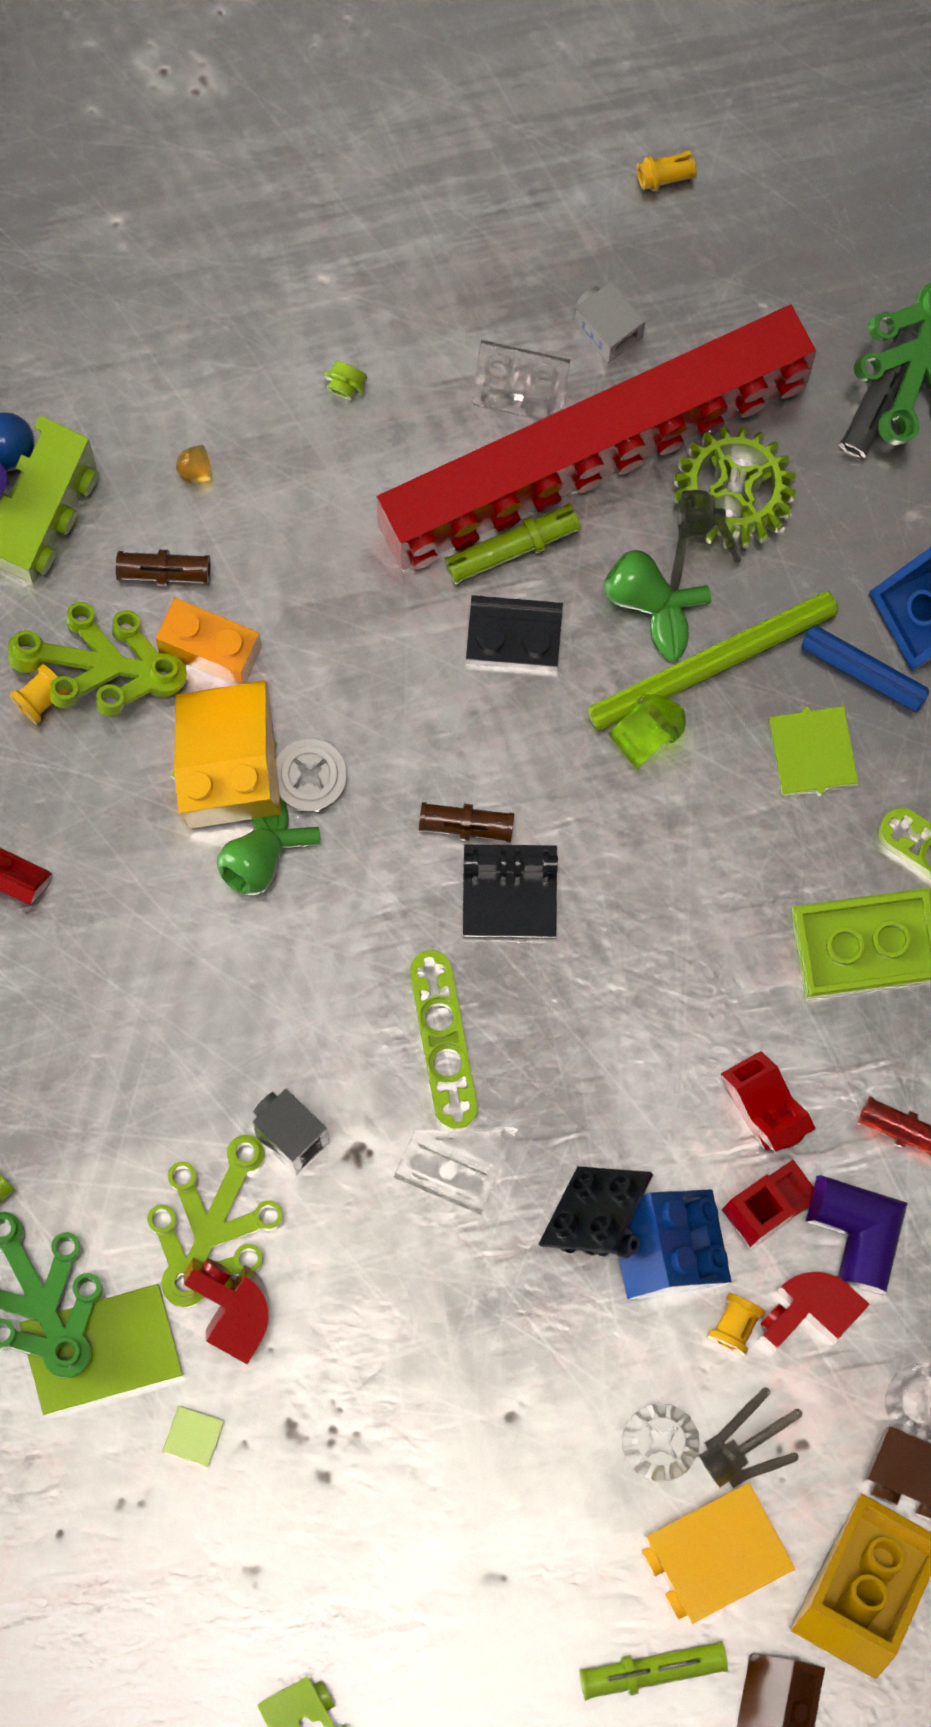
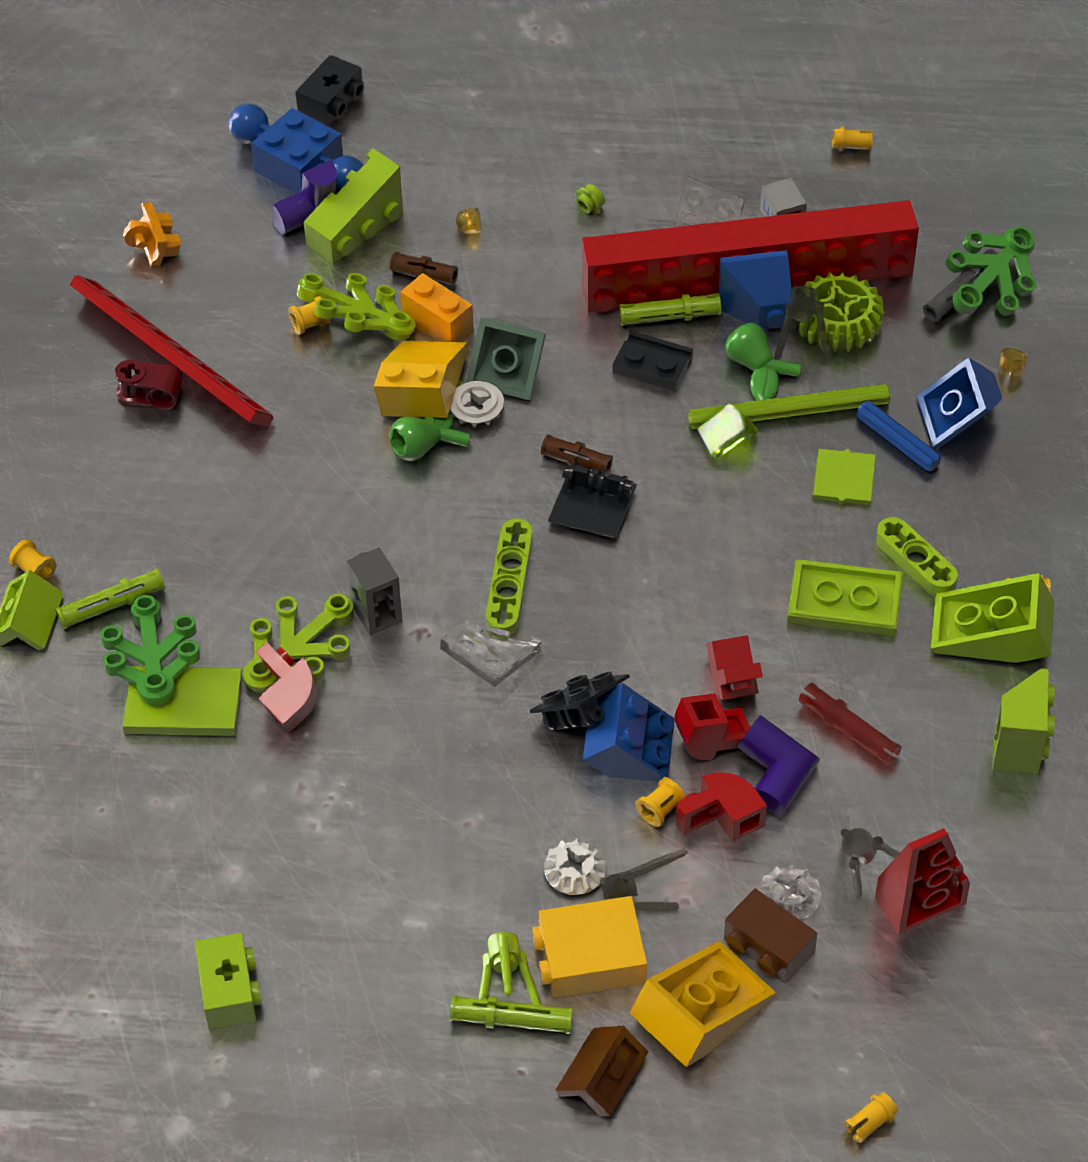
camera: 20 degrees right, 25 degrees down
(193, 1436) = (225, 771): yellowish green tile -> none
(327, 691) = (506, 356): none -> sand green slope
(619, 1594) = (504, 957): none -> lime plant
(626, 492) = (756, 288): none -> blue slope

